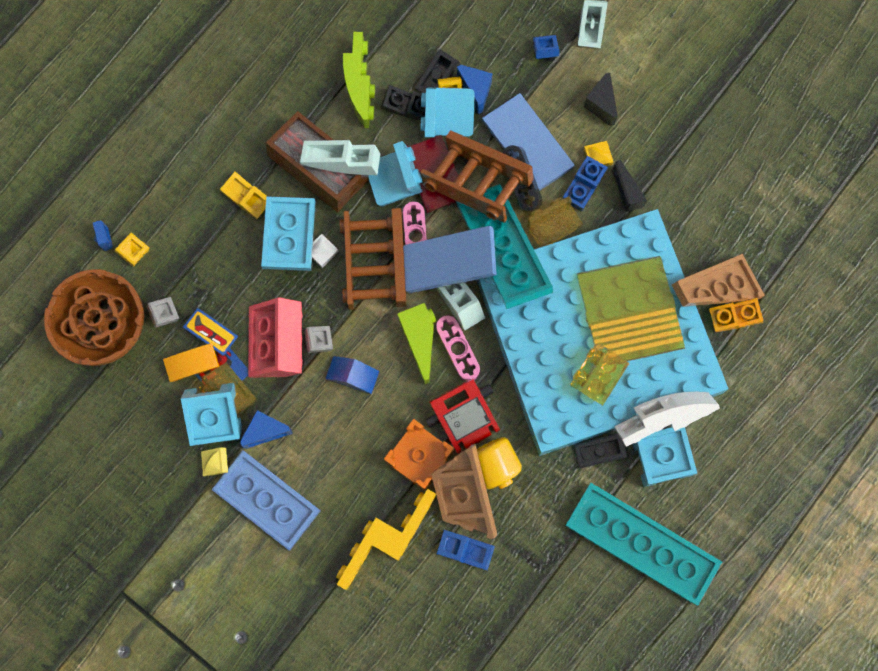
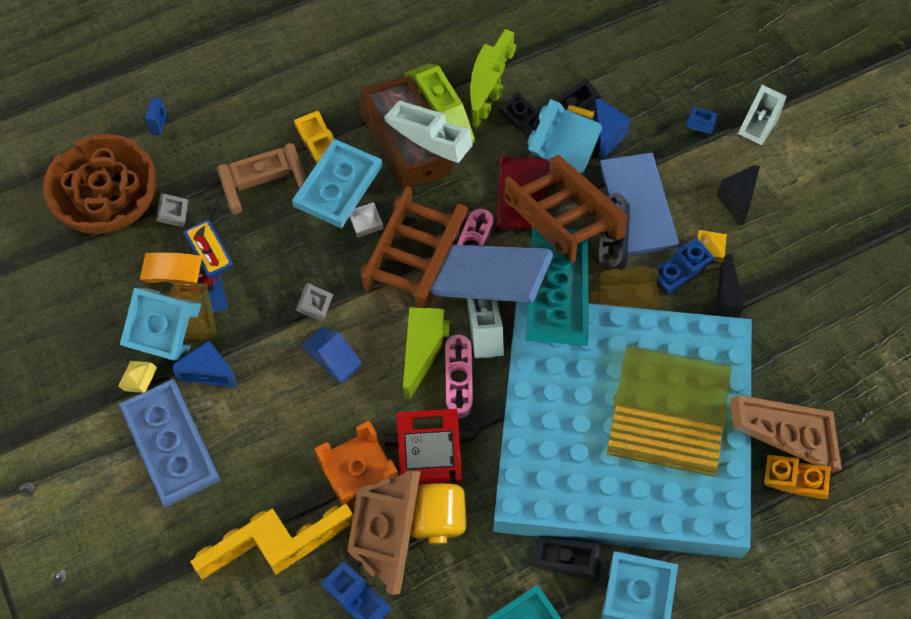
camera: 25 degrees right, 15 degrees down
(132, 249) = (176, 141): yellow tile -> none
(216, 244) = (259, 170): none -> medium nougat plate
(275, 339) = (270, 282): coral slope -> none
(330, 117) = (440, 94): none -> lime slope
(396, 176) = (479, 176): medium azure bracket -> none
(599, 373) = (601, 458): clear yellow bracket -> none
(673, 410) = (674, 540): white slope -> none

